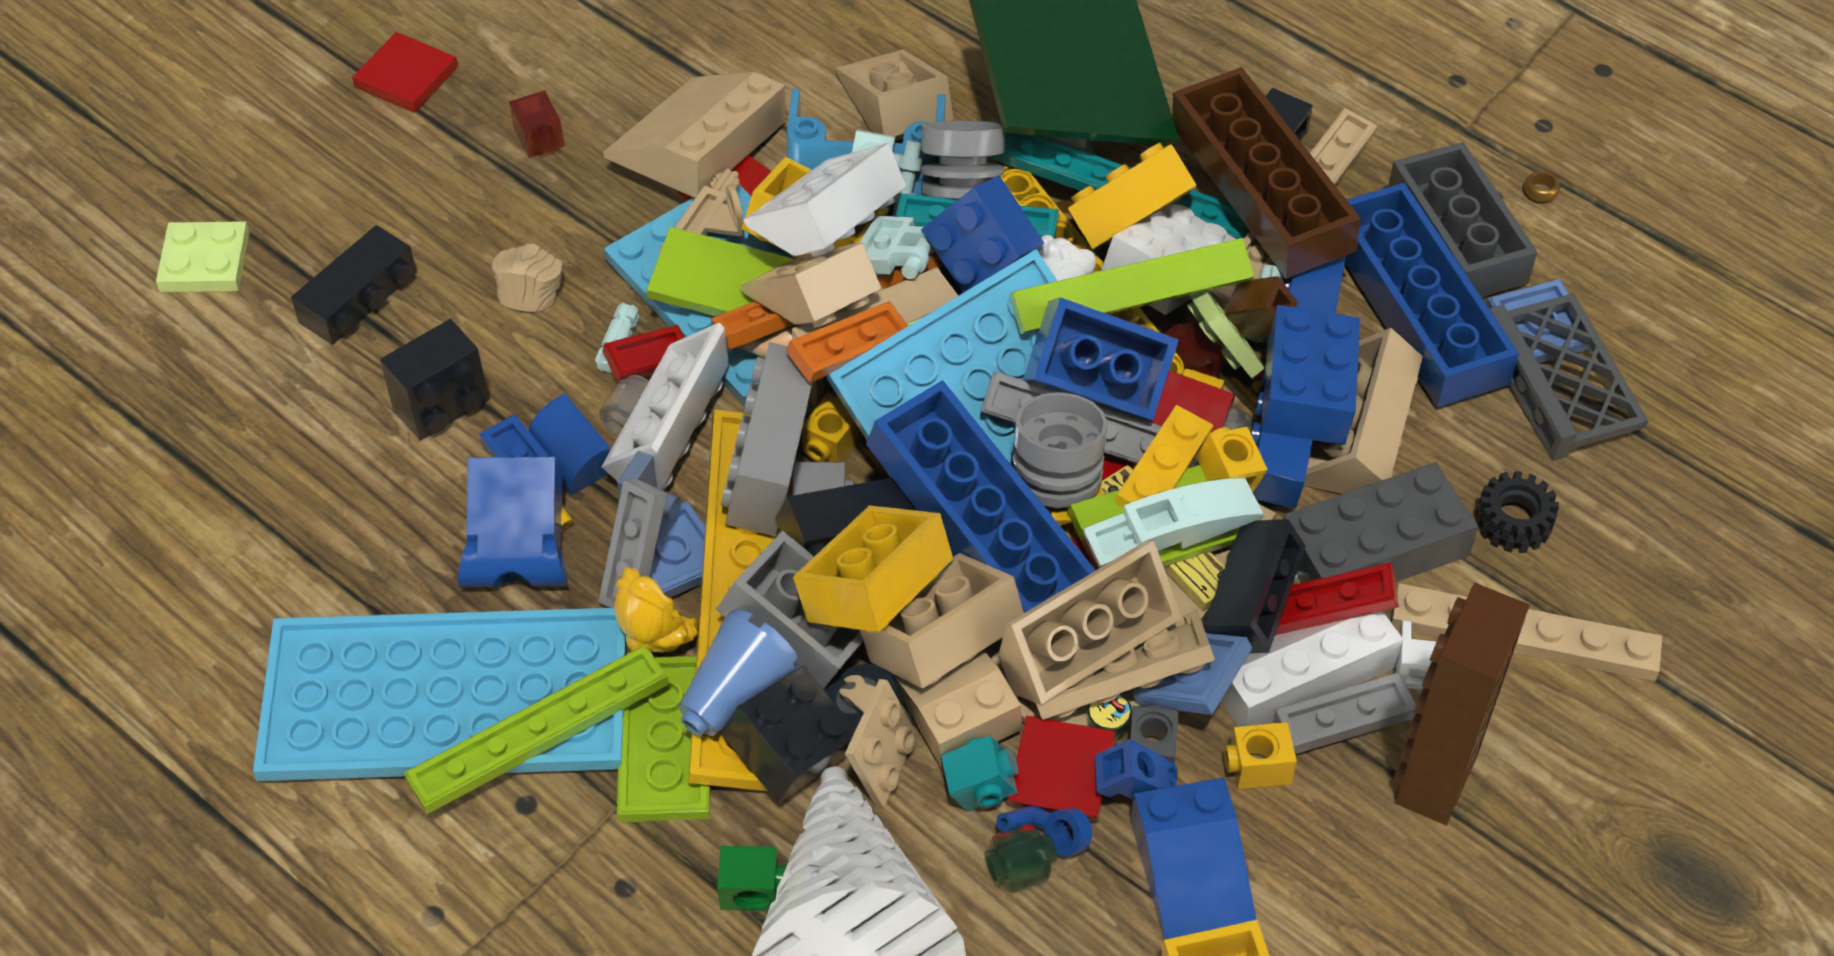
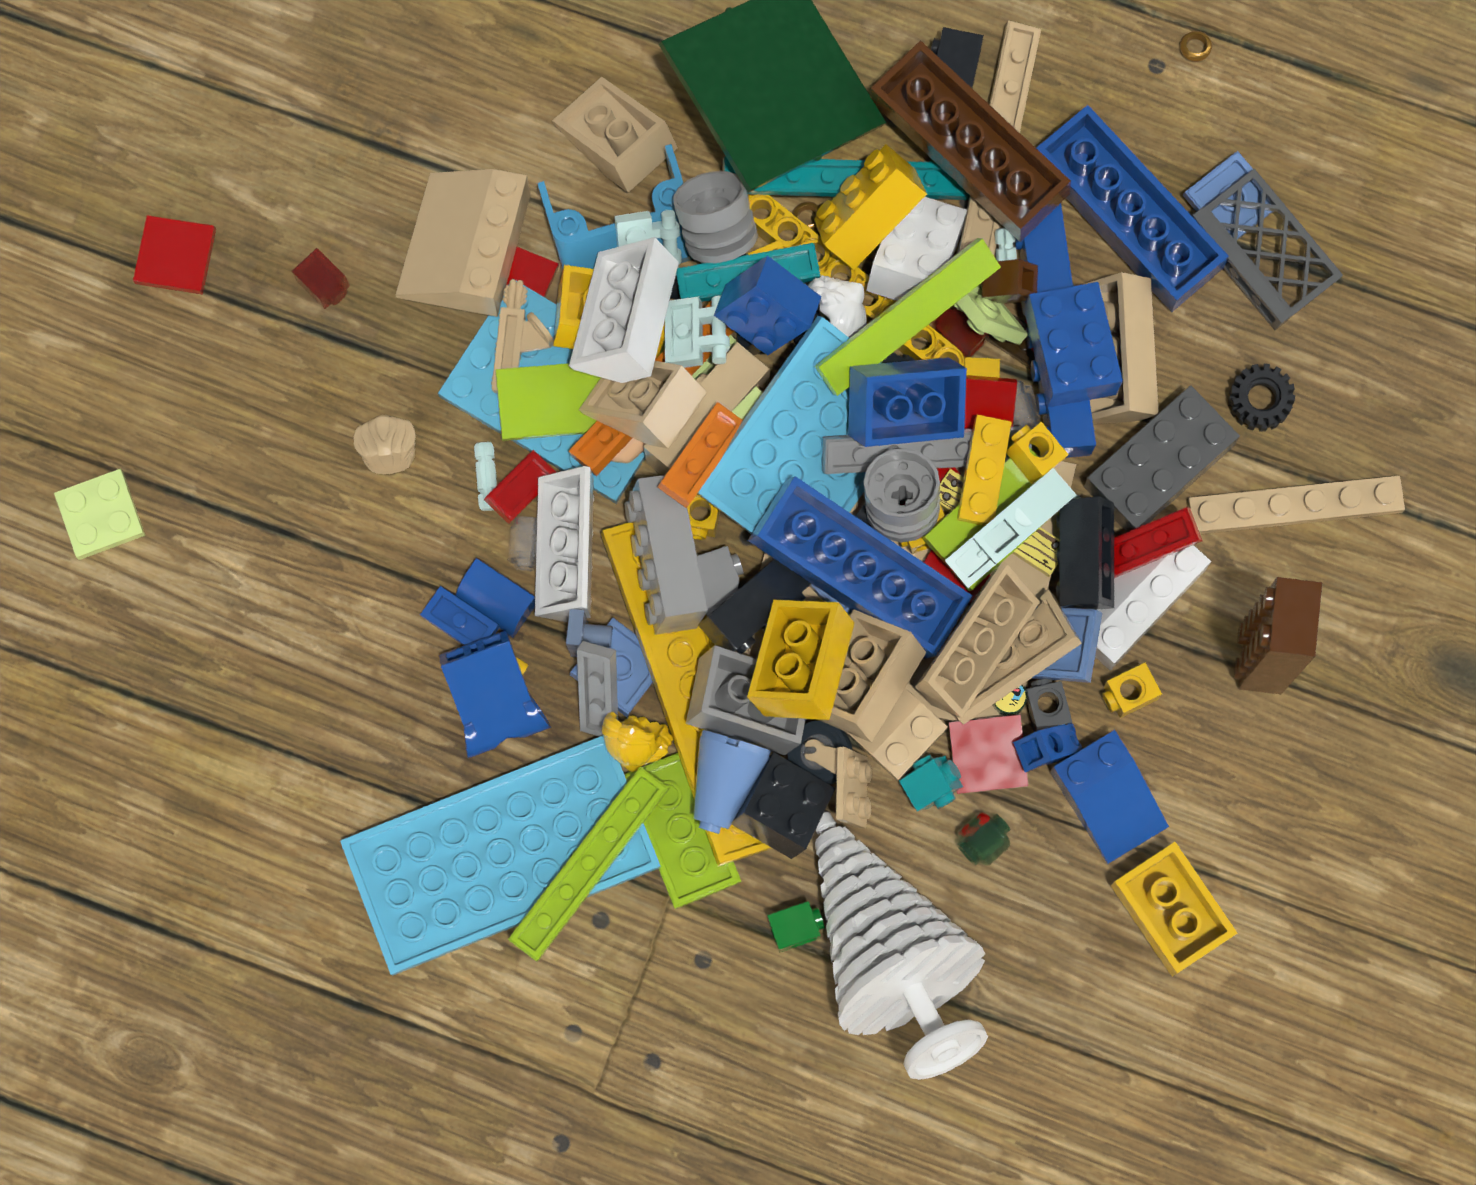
camera: 15 degrees left, 25 degrees up
(354, 285) = (247, 503): black brick -> none
(435, 379) = (366, 582): black brick -> none
(1066, 827) = (1009, 804): blue plate -> none
(1347, 712) = (1183, 629): light grey plate -> none
(1413, 657) = (1225, 561): white panel -> none
(1469, 217) = (1144, 116): dark grey brick -> none

